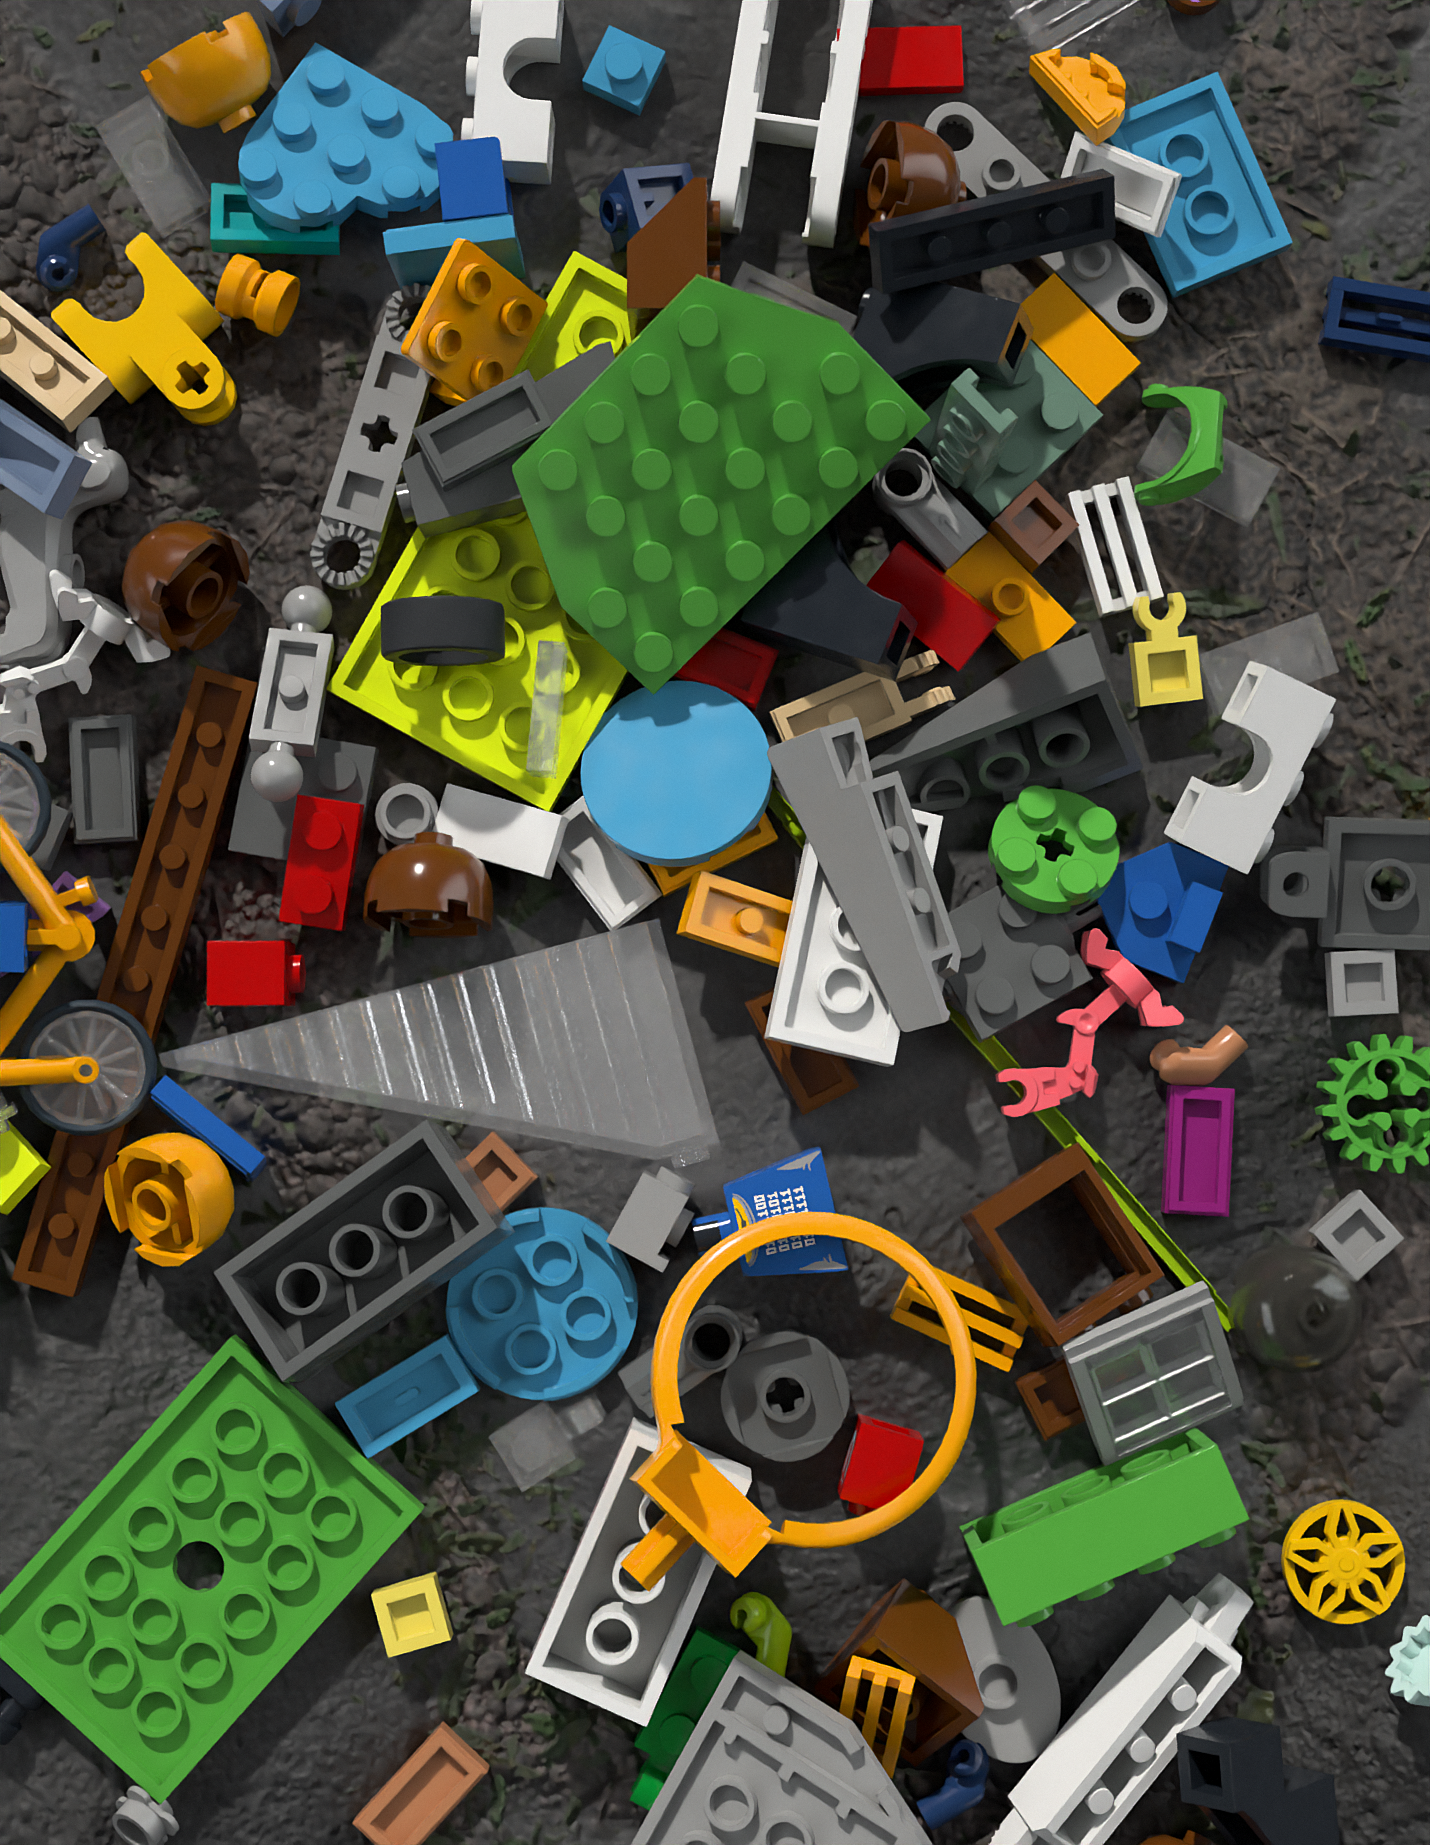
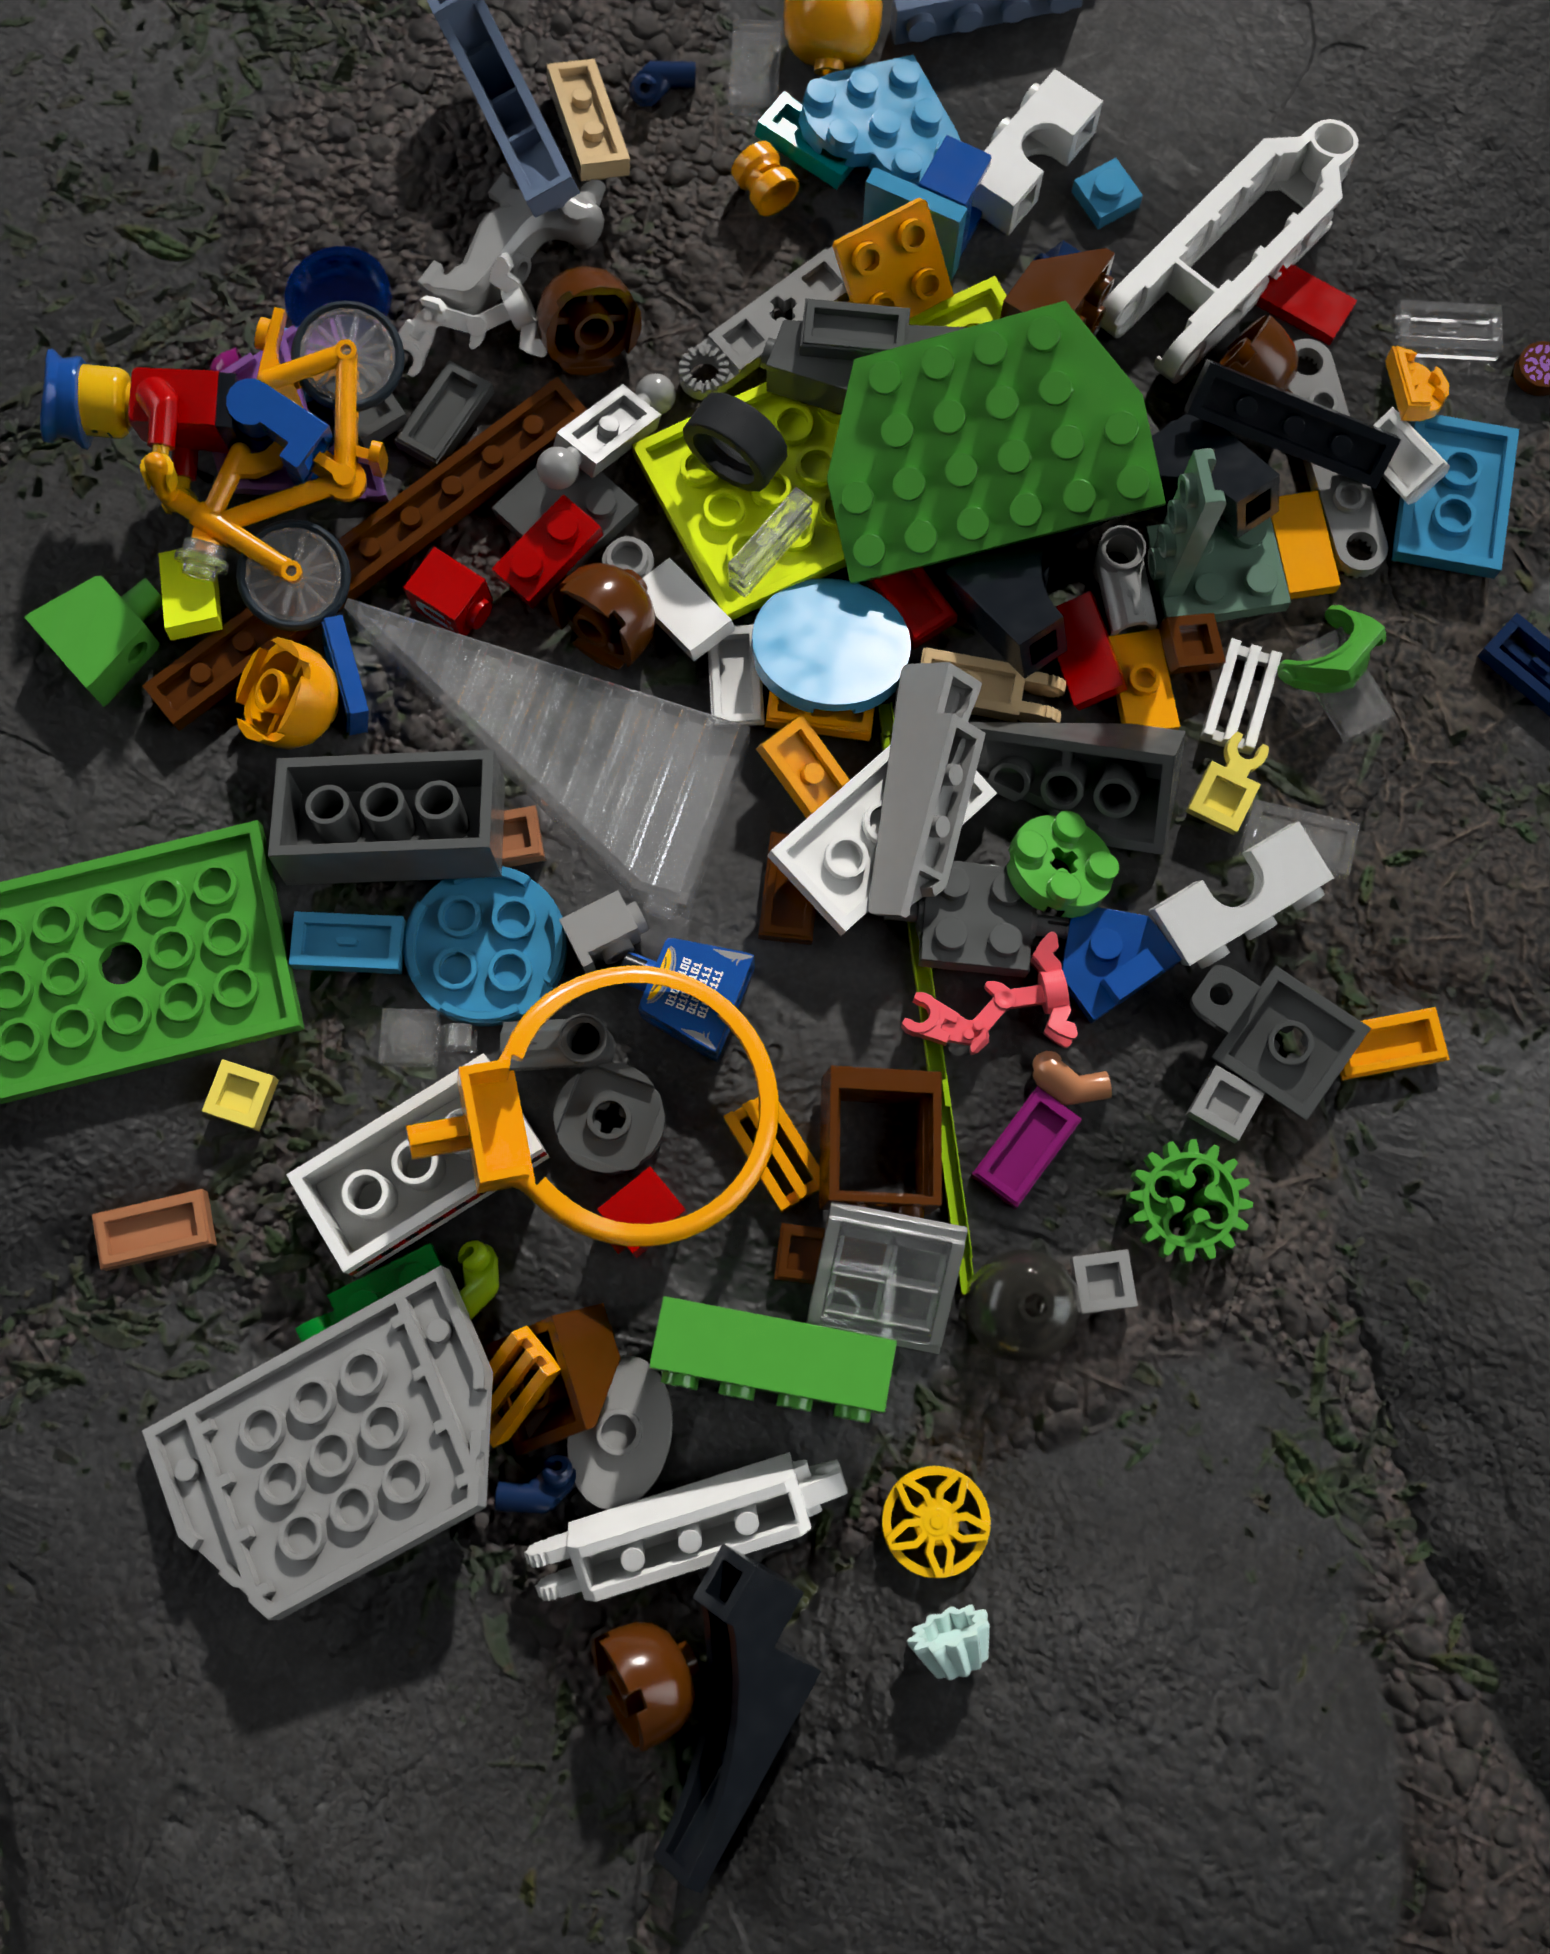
camera: 30 degrees right, 10 degrees down
(158, 341) = (679, 168): yellow piece -> none

